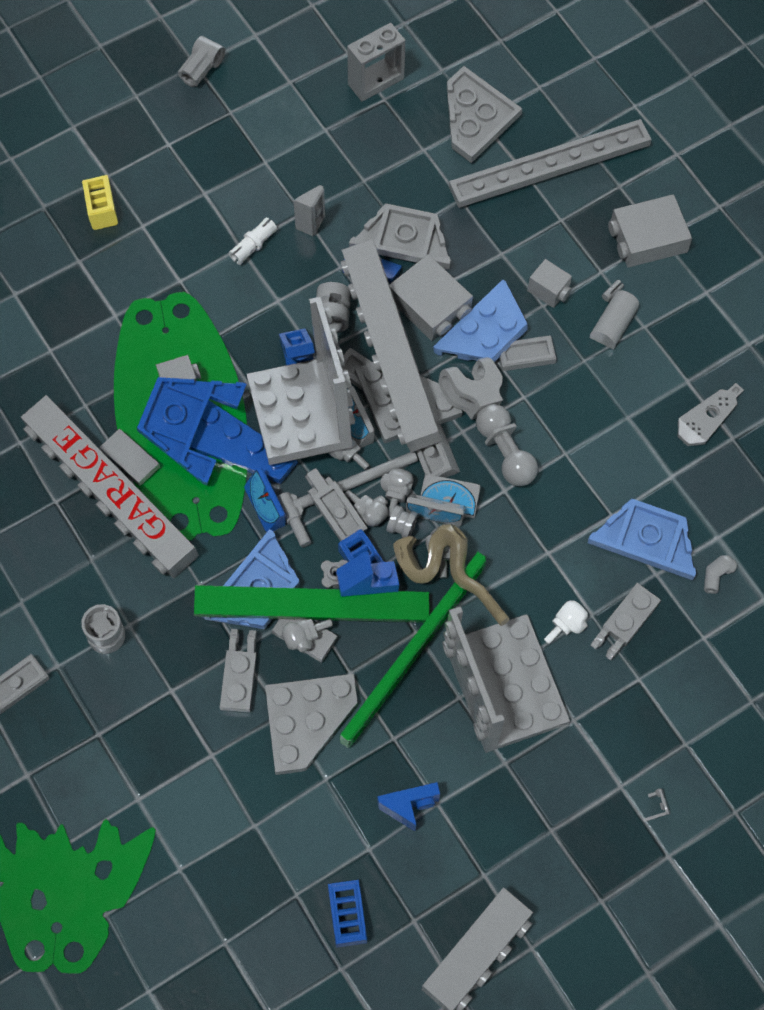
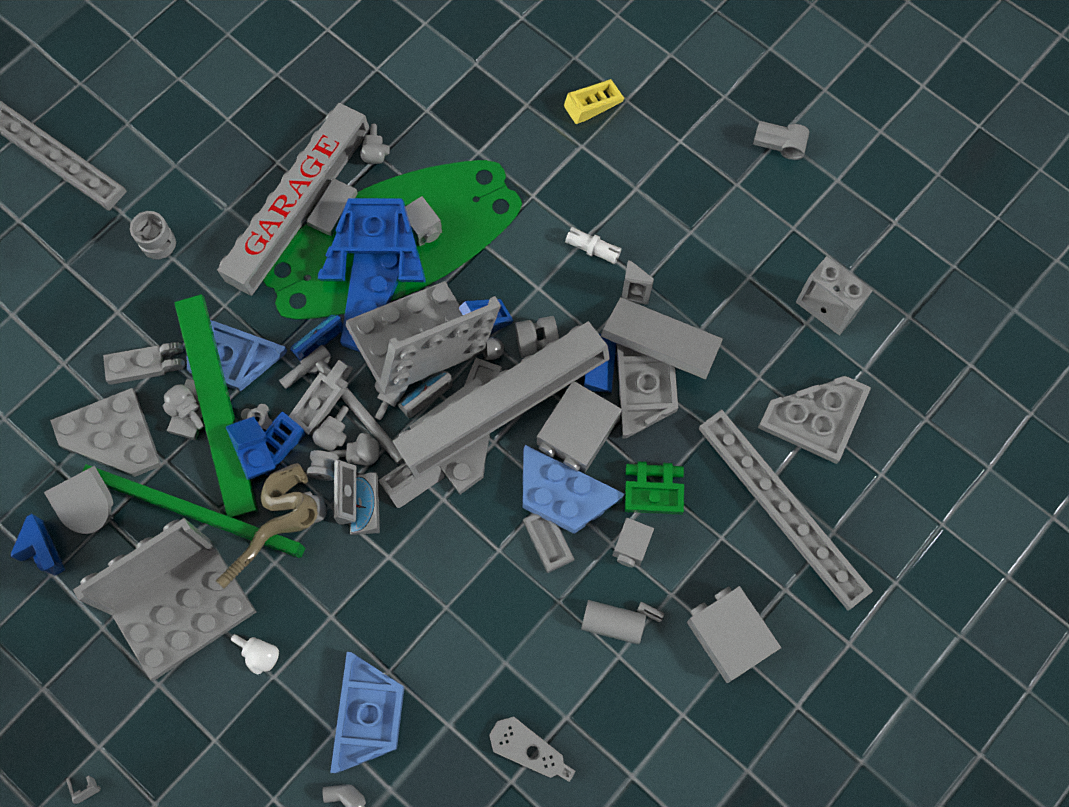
camera: 75 degrees right, 5 degrees up
(78, 405) = (372, 148): none -> light grey piece
(366, 207) = (662, 338): none -> light grey tile
(376, 749) = (82, 502): none -> light grey tile
(482, 402) = (454, 521): light grey piece -> none
(512, 258) = (653, 496): none -> green plate
(627, 619) = (273, 713): light grey hinge -> none

